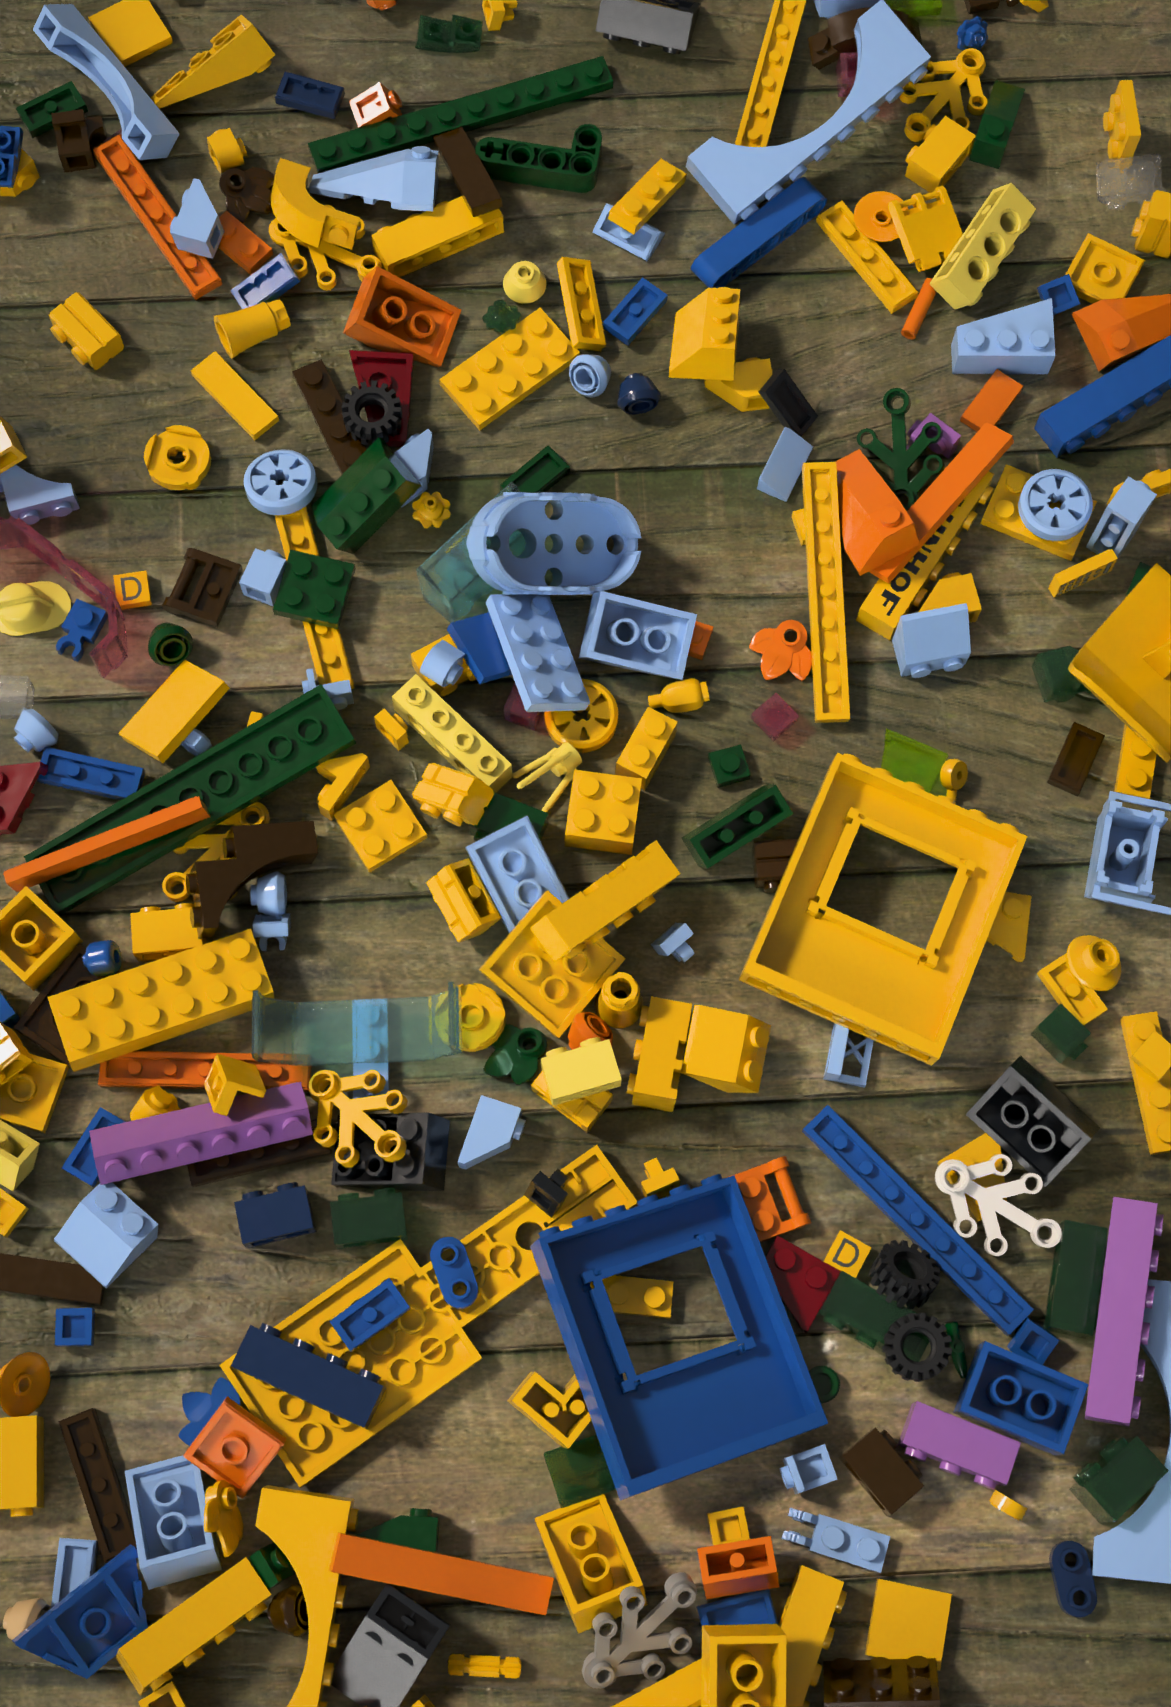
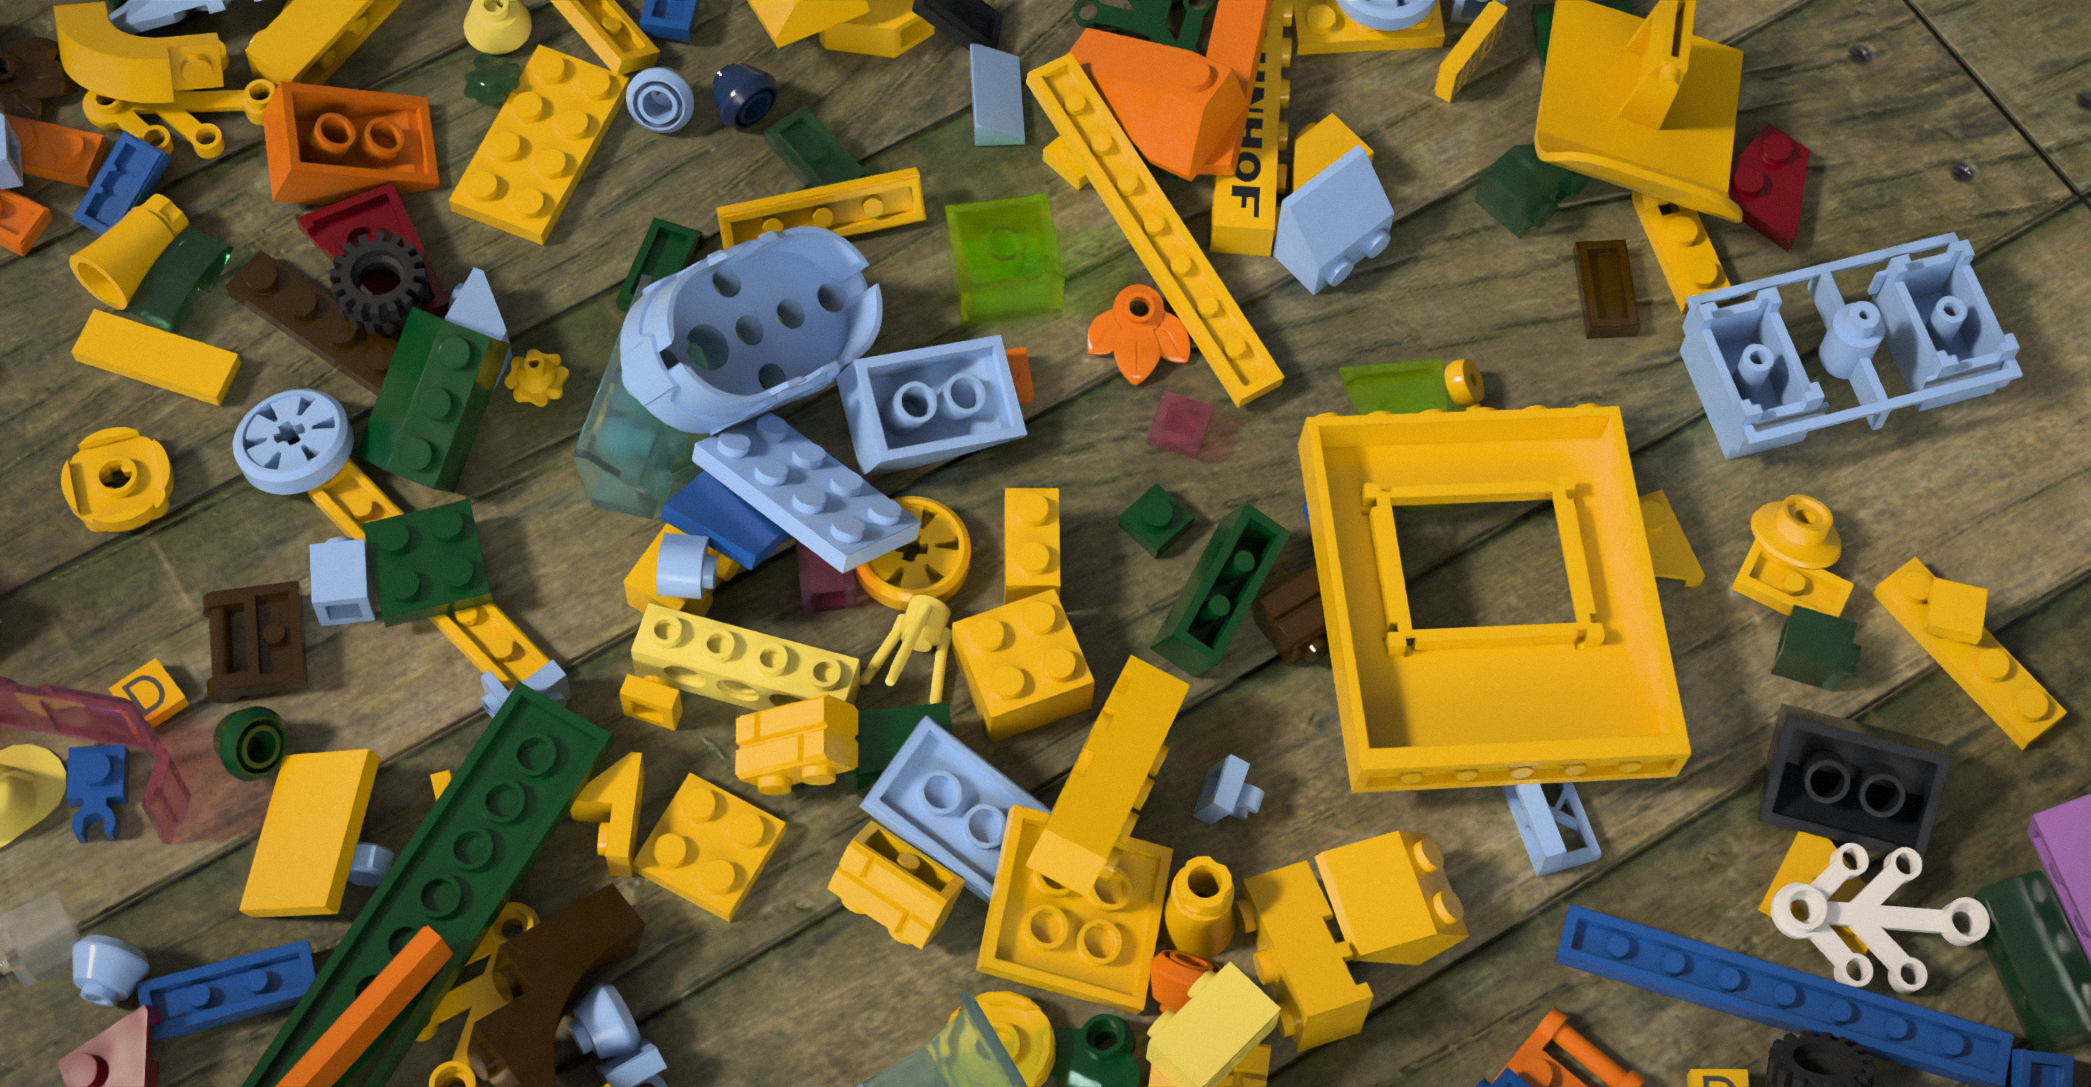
camera: 30 degrees left, 10 degrees down
(274, 350) = (172, 283): none -> clear green slope
(642, 489) = (840, 207): none -> yellow tile
(659, 452) = (811, 150): none -> clear green plate
(681, 696) = (1036, 459): yellow plant -> none
(728, 568) = (1003, 258): none -> clear neon green brick

